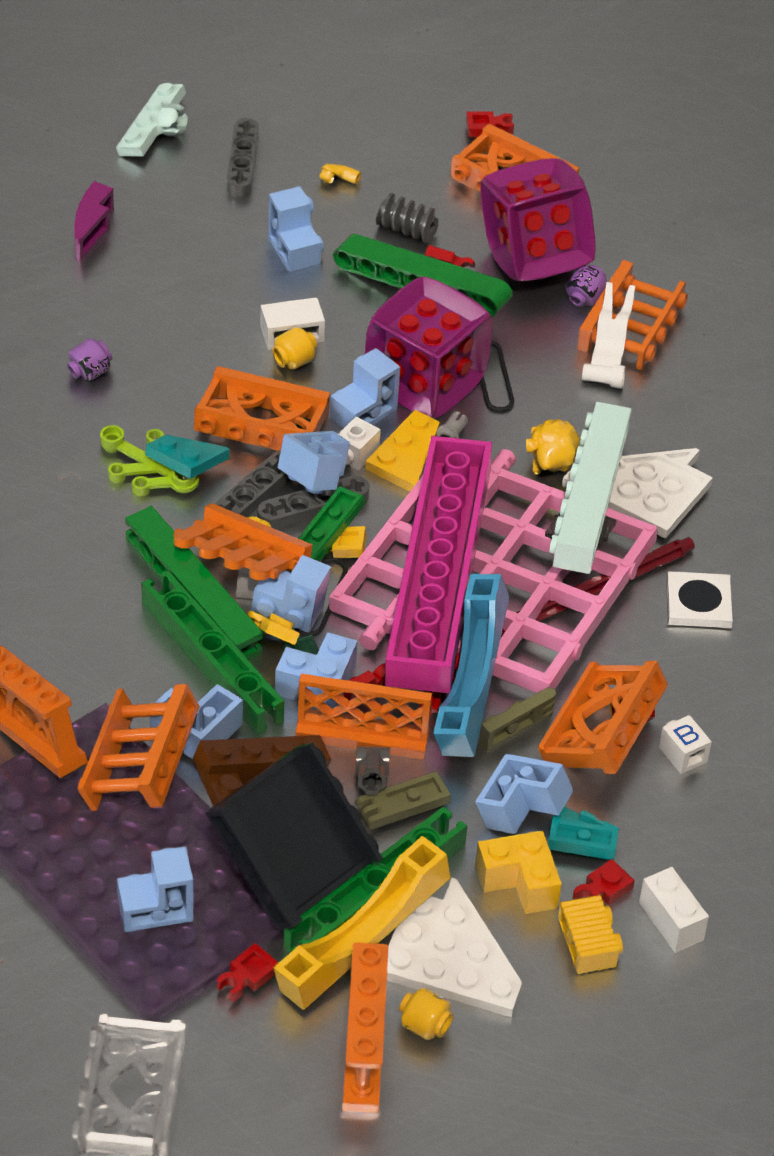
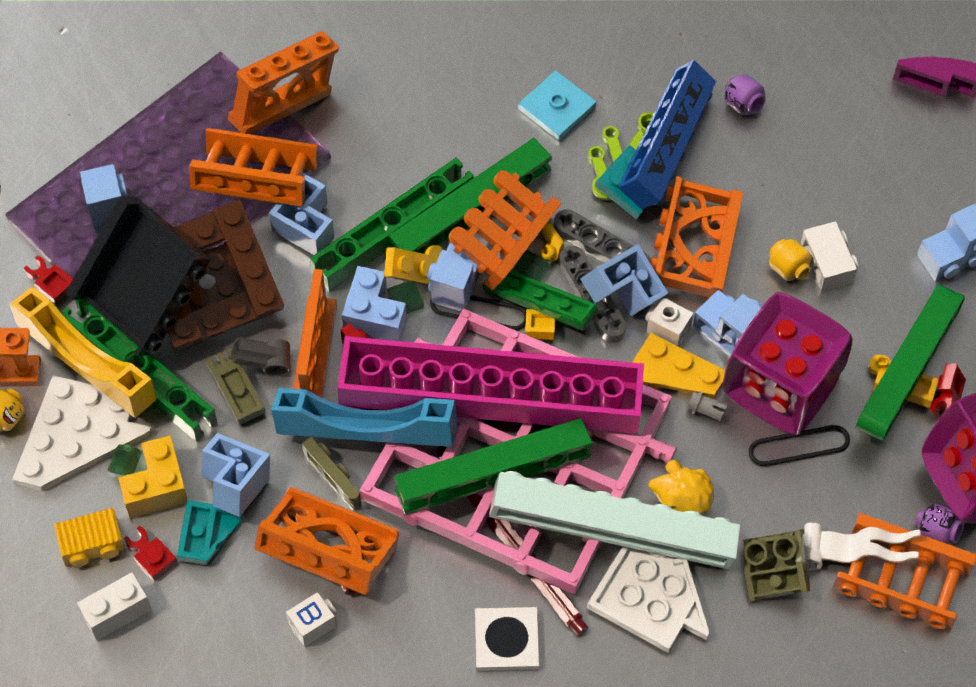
camera: 90 degrees right, 15 degrees up
(71, 510) = (557, 105): none -> medium azure plate
(140, 411) = (667, 135): none -> blue brick
(496, 898) = (124, 460): none -> clear green tile
(533, 570) = (480, 468): none -> green piece
(628, 386) = (776, 565): none -> olive slope

